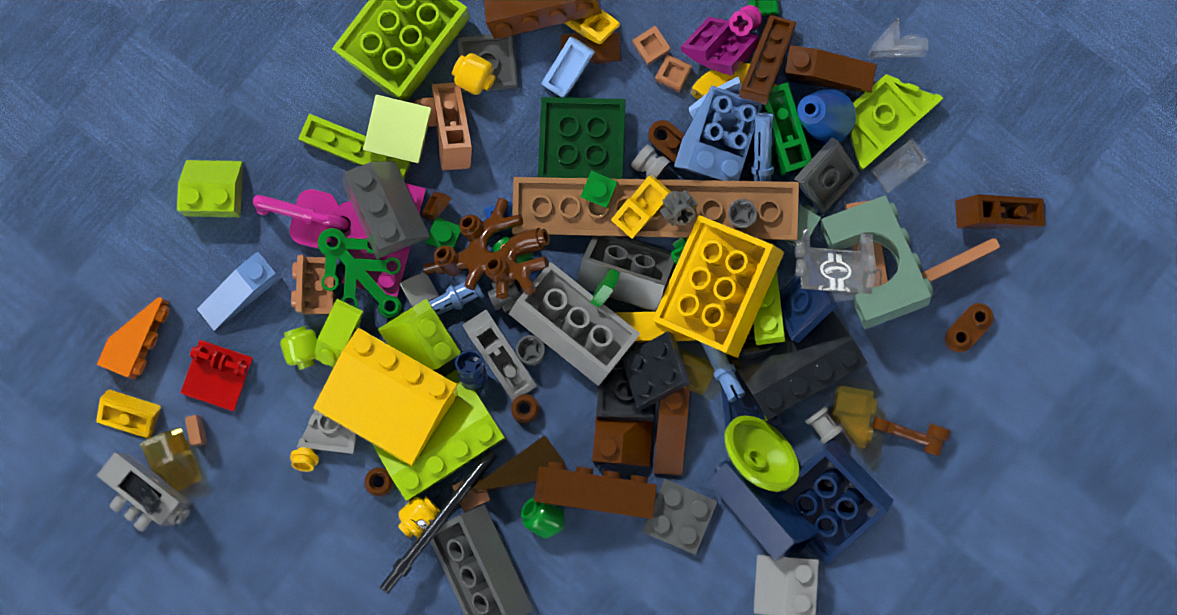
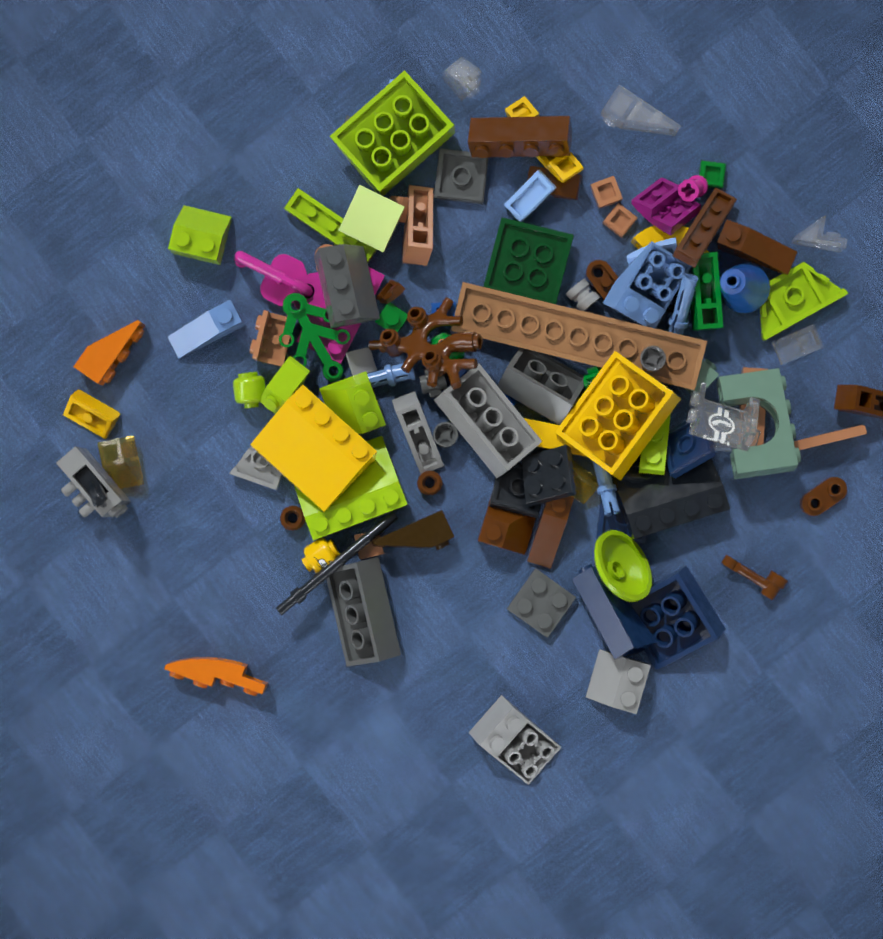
camera: 10 degrees right, 5 degrees up
(196, 430) = (146, 441): nougat tile -> none
(216, 375) = (173, 397): red hinge -> none
(303, 459) = (233, 485): yellow plate -> none
(471, 369) = (391, 440): dark blue wheel -> none
(473, 73) = (447, 184): yellow head -> none
(543, 518) = (425, 578): green head -> none
(595, 492) = (473, 567): reddish brown brick -> none
(599, 189) = (534, 309): green plate -> none
(605, 288) = (521, 396): green tile -> none
(641, 206) = (567, 332): yellow slope -> none
(679, 208) = (599, 341): dark grey gear -> none
(824, 425) = (681, 552): light grey bush -> none
(827, 176) = (732, 340): dark grey tile -> none
(852, 412) = (707, 547): clear yellow slope -> none

